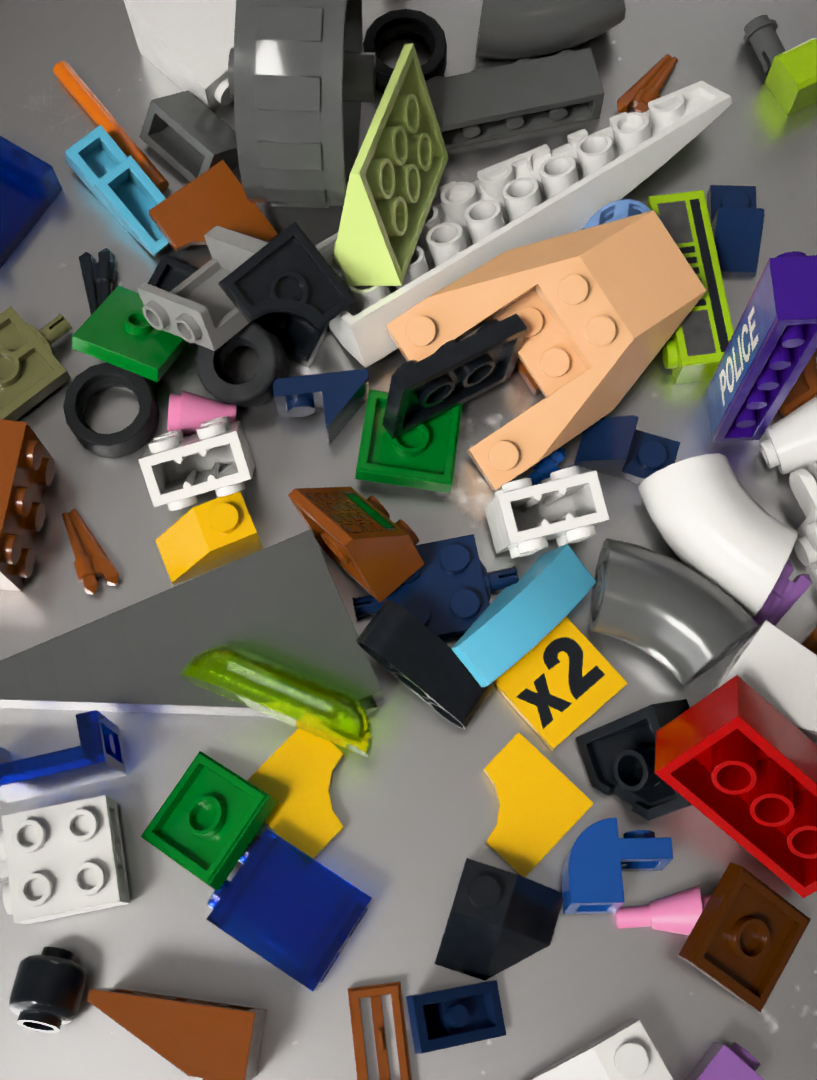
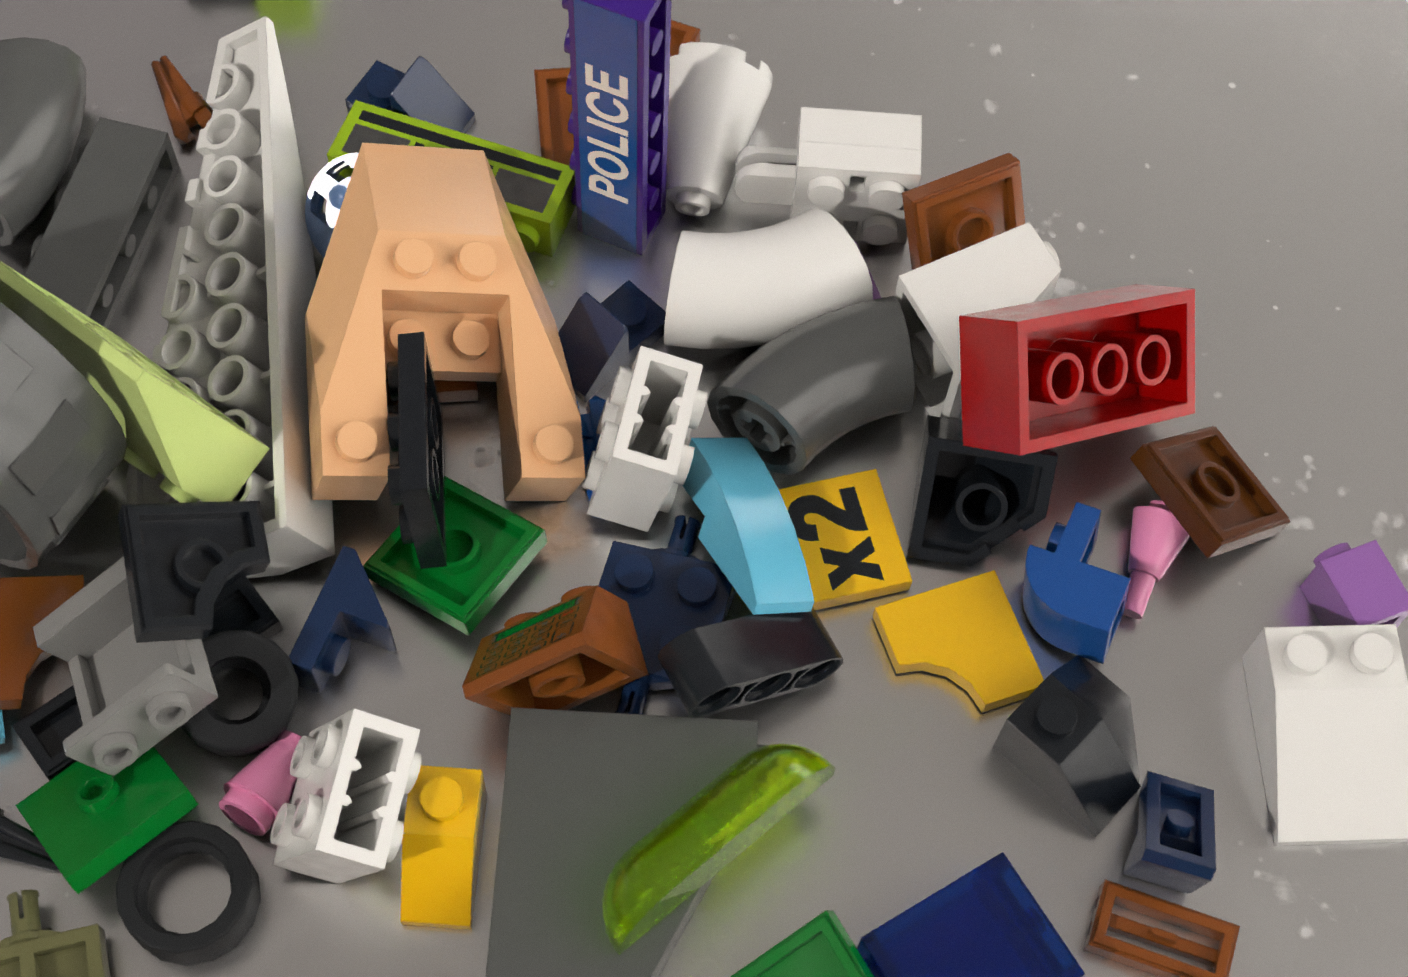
camera: 70 degrees left, 10 degrees down
(301, 781) = (804, 876): yellow tile -> none

